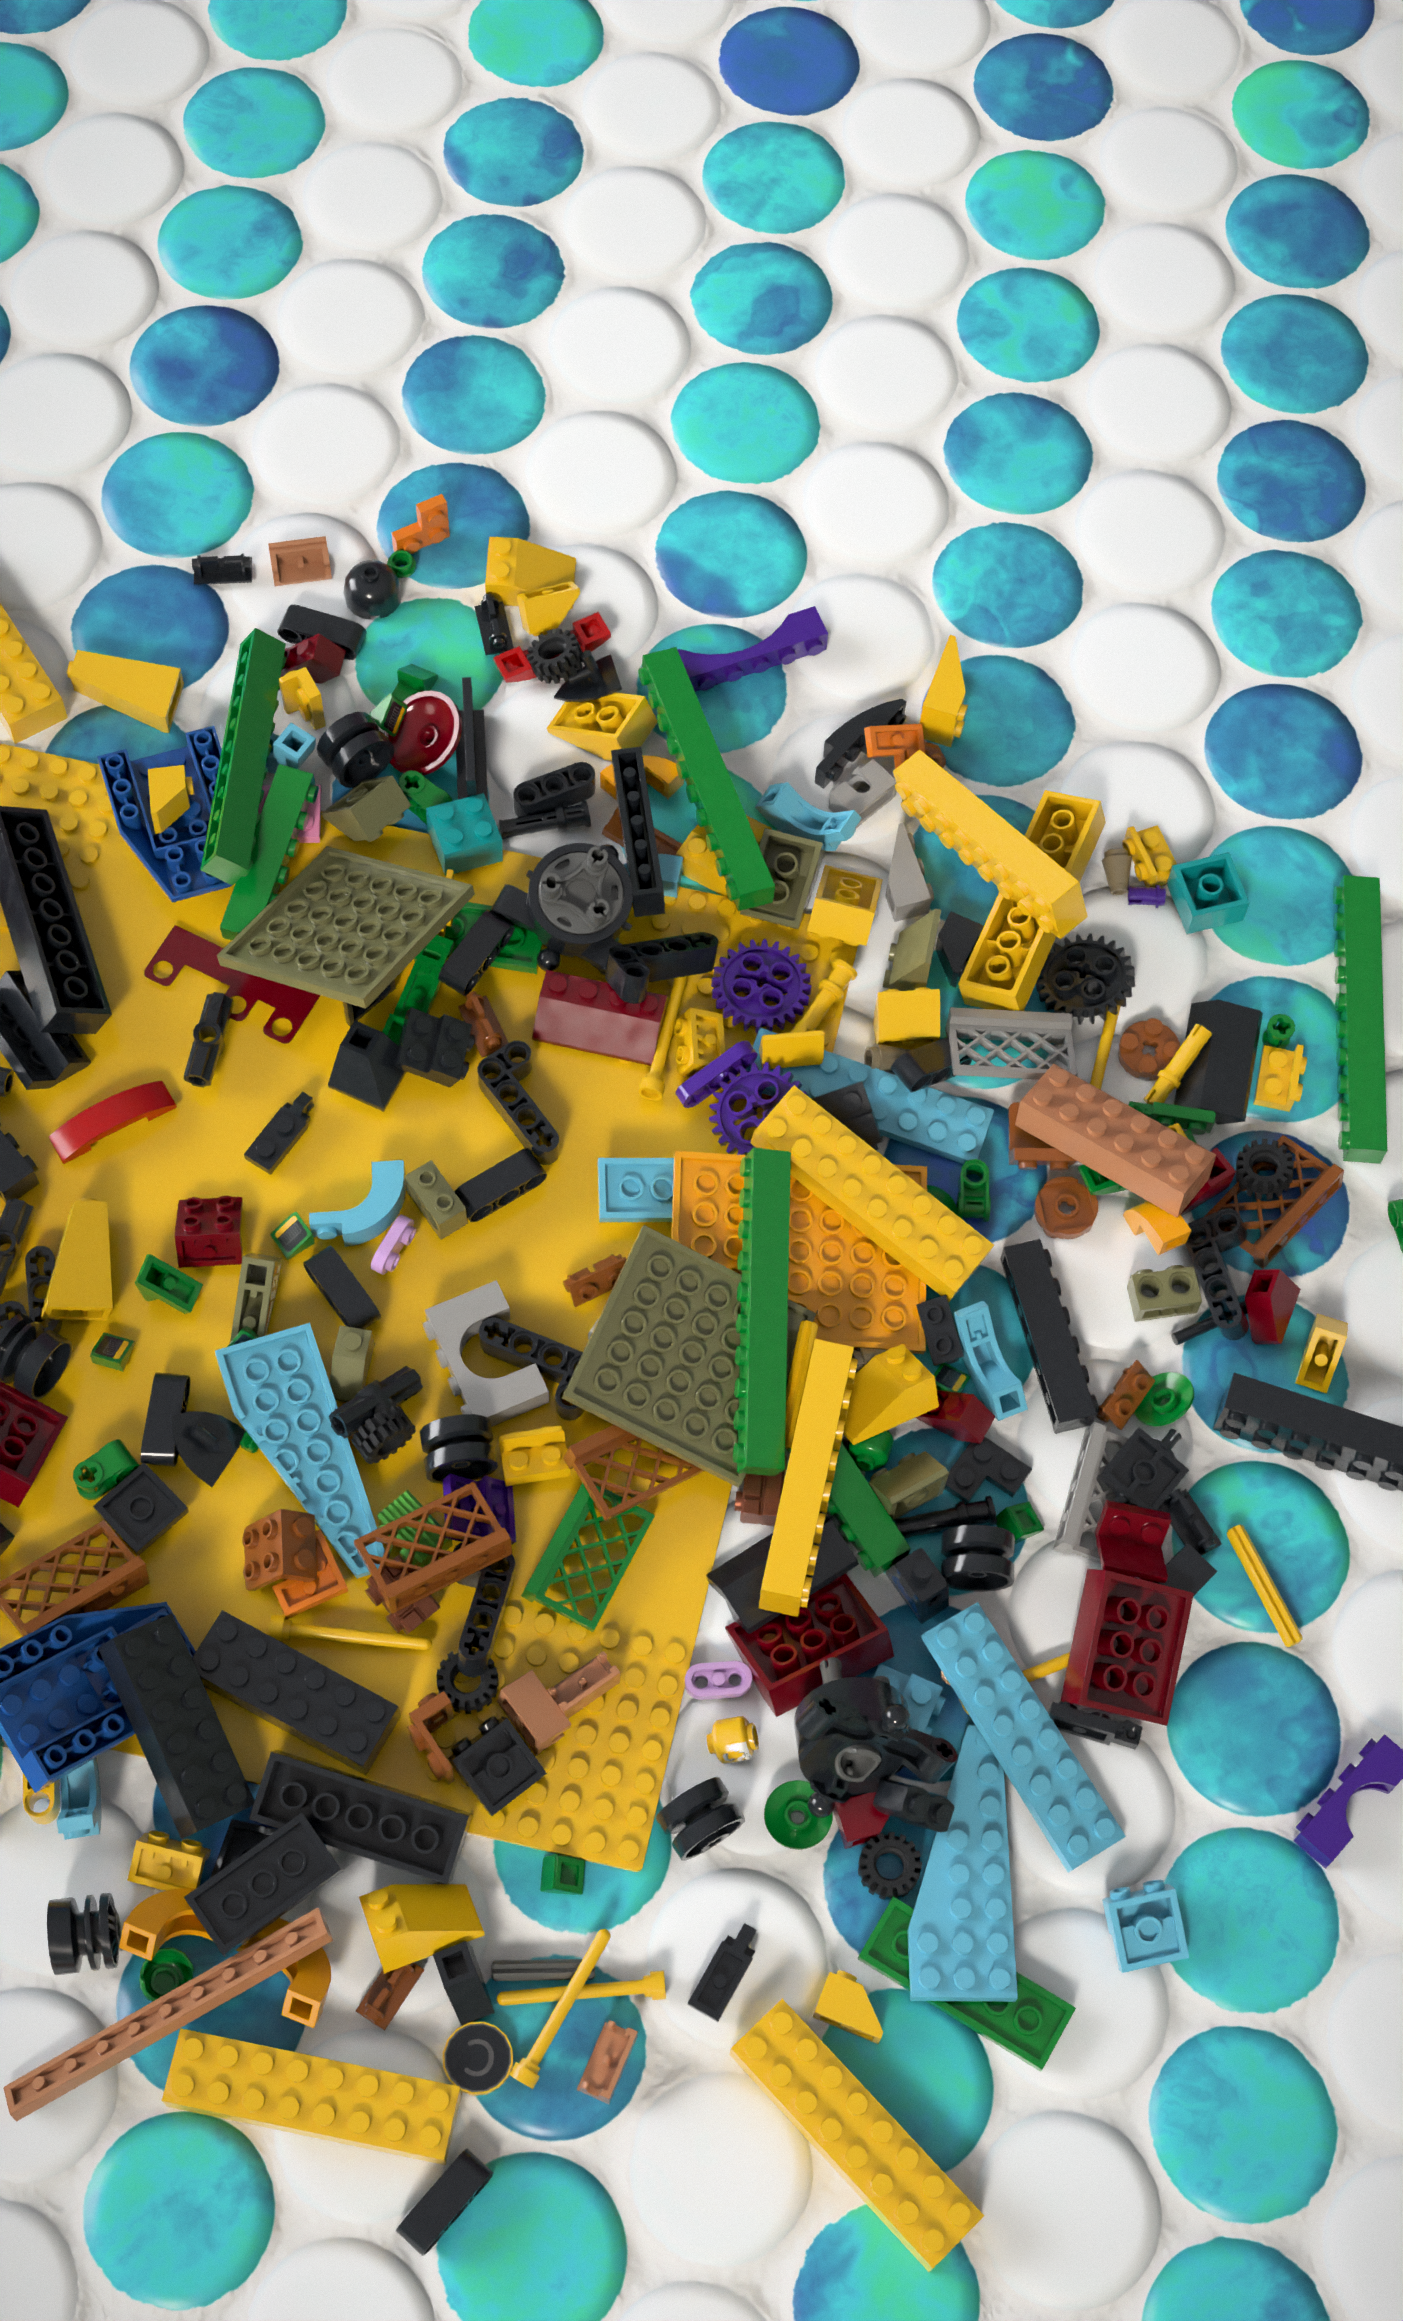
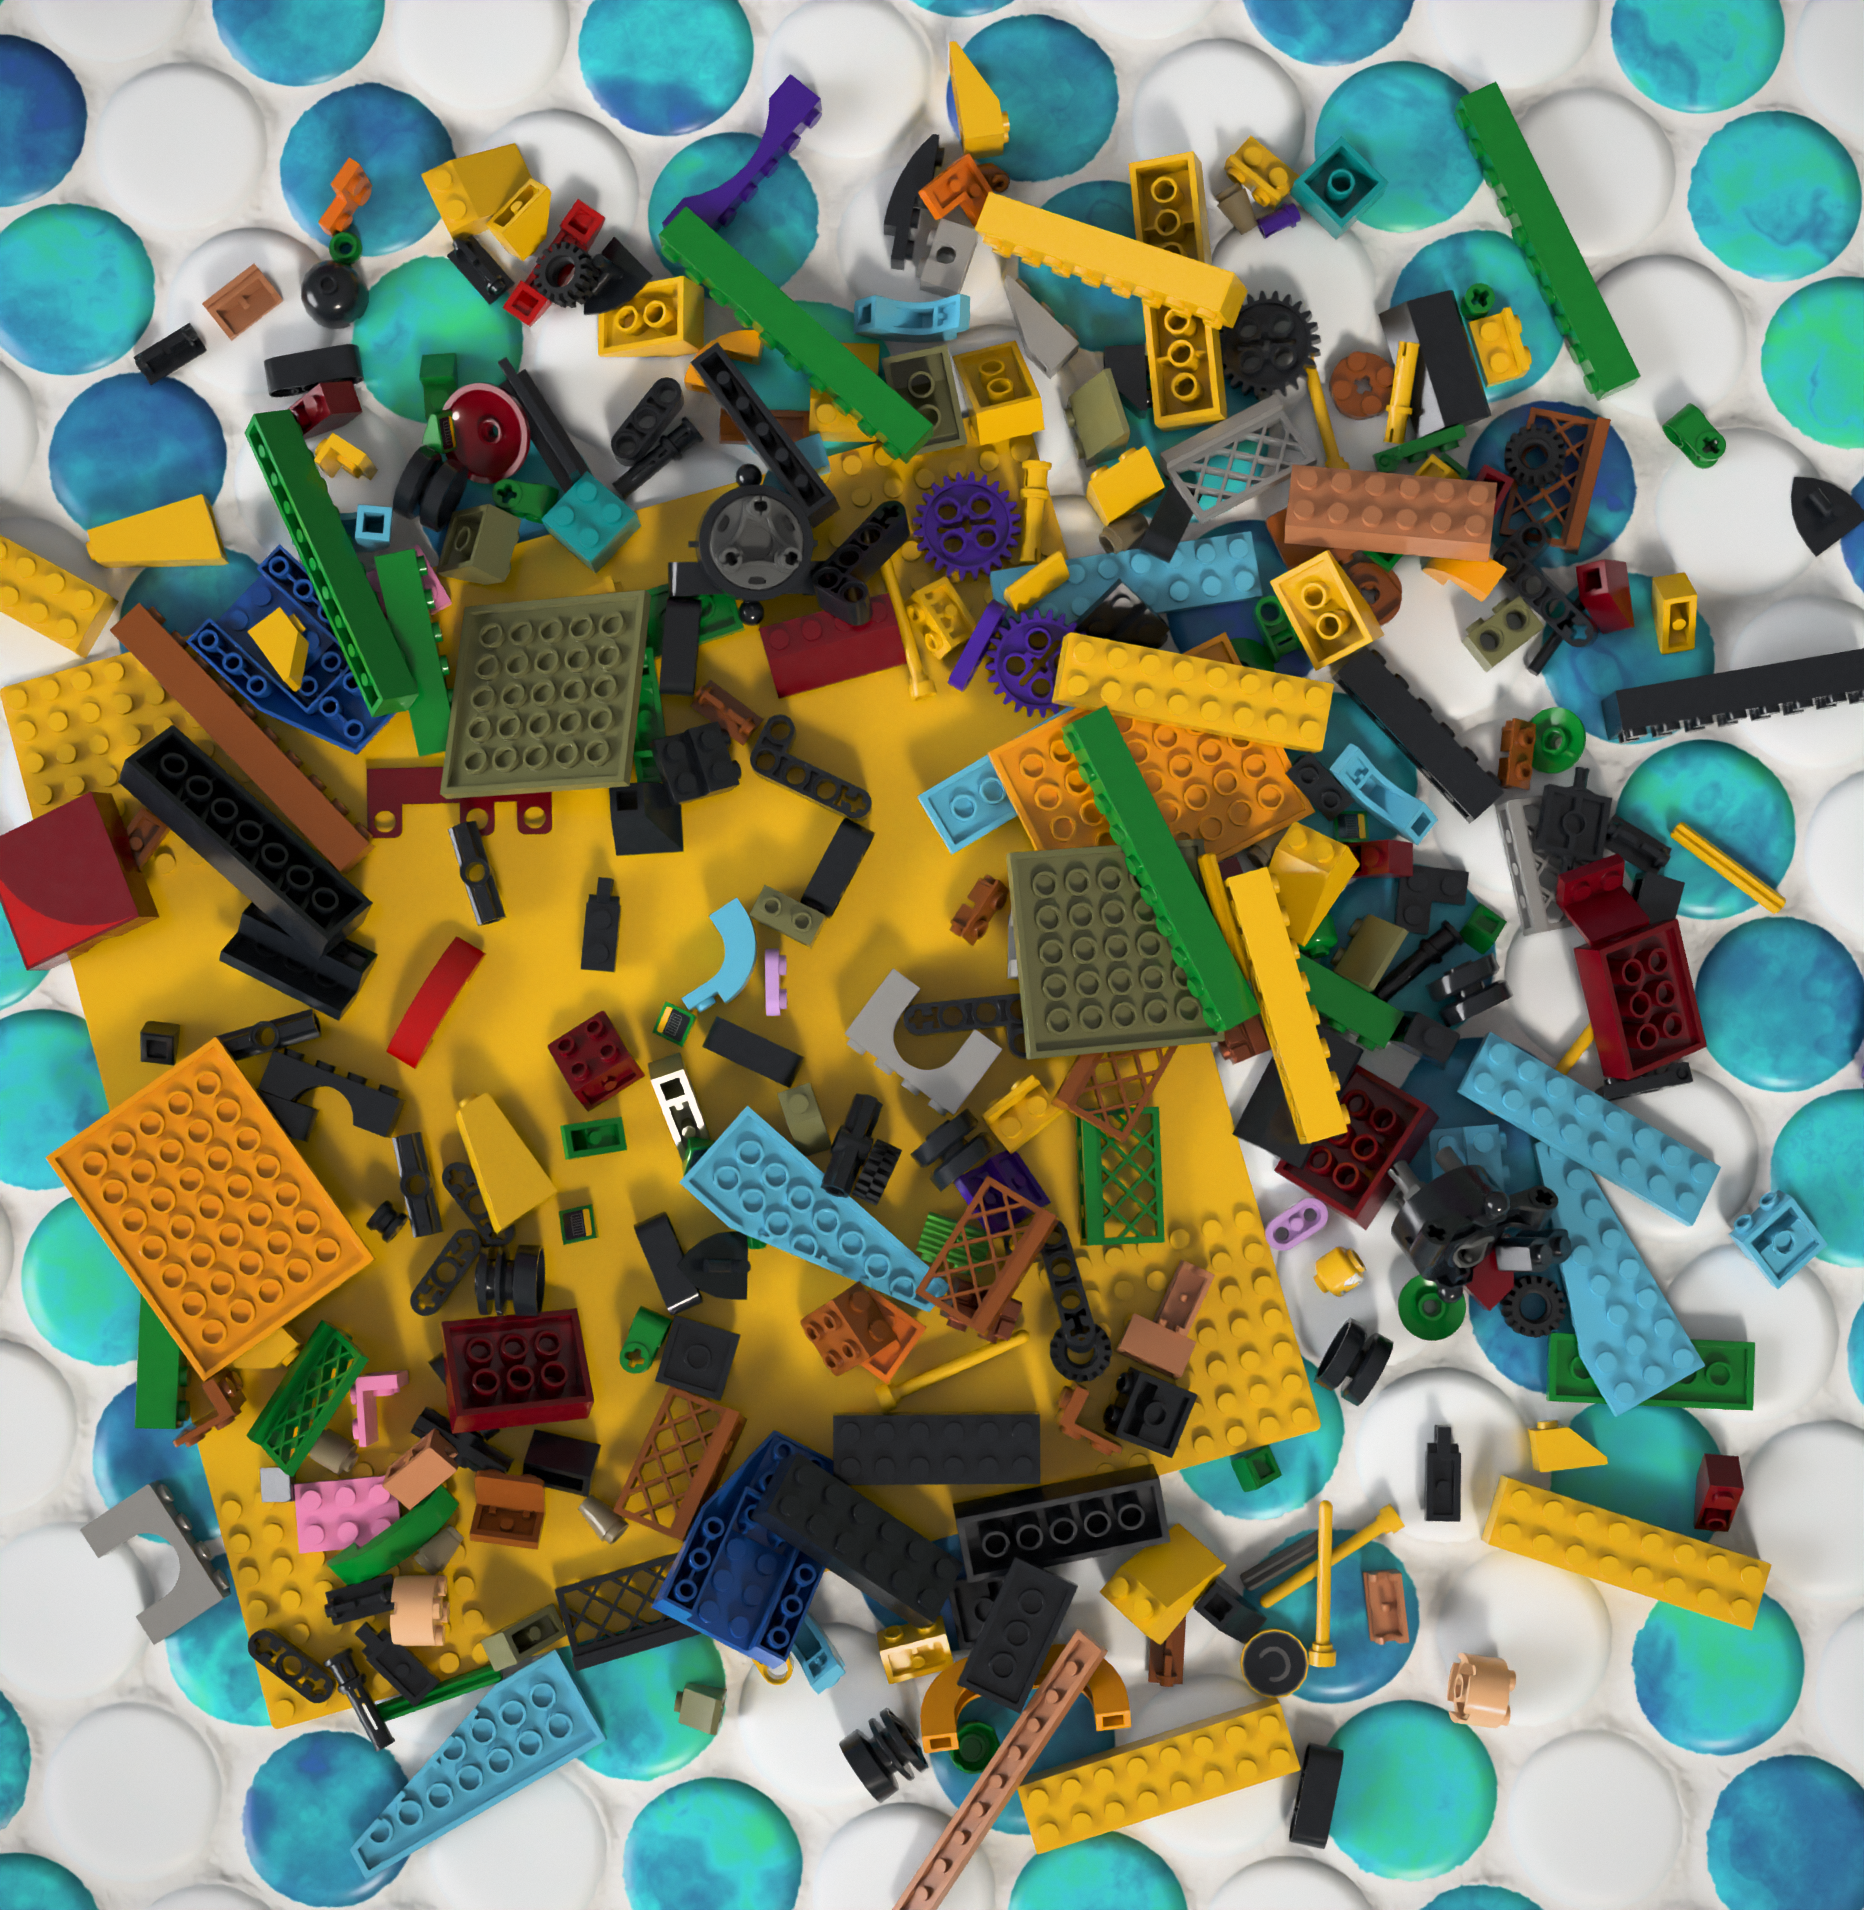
camera: 25 degrees left, 20 degrees up
(94, 853) = (242, 738): none -> dark orange brick
(649, 2184) = (1480, 1691): none -> light nougat brick
(969, 2128) = (1717, 1492): none -> dark red slope
(1021, 1193) = (1326, 610): none -> yellow slope

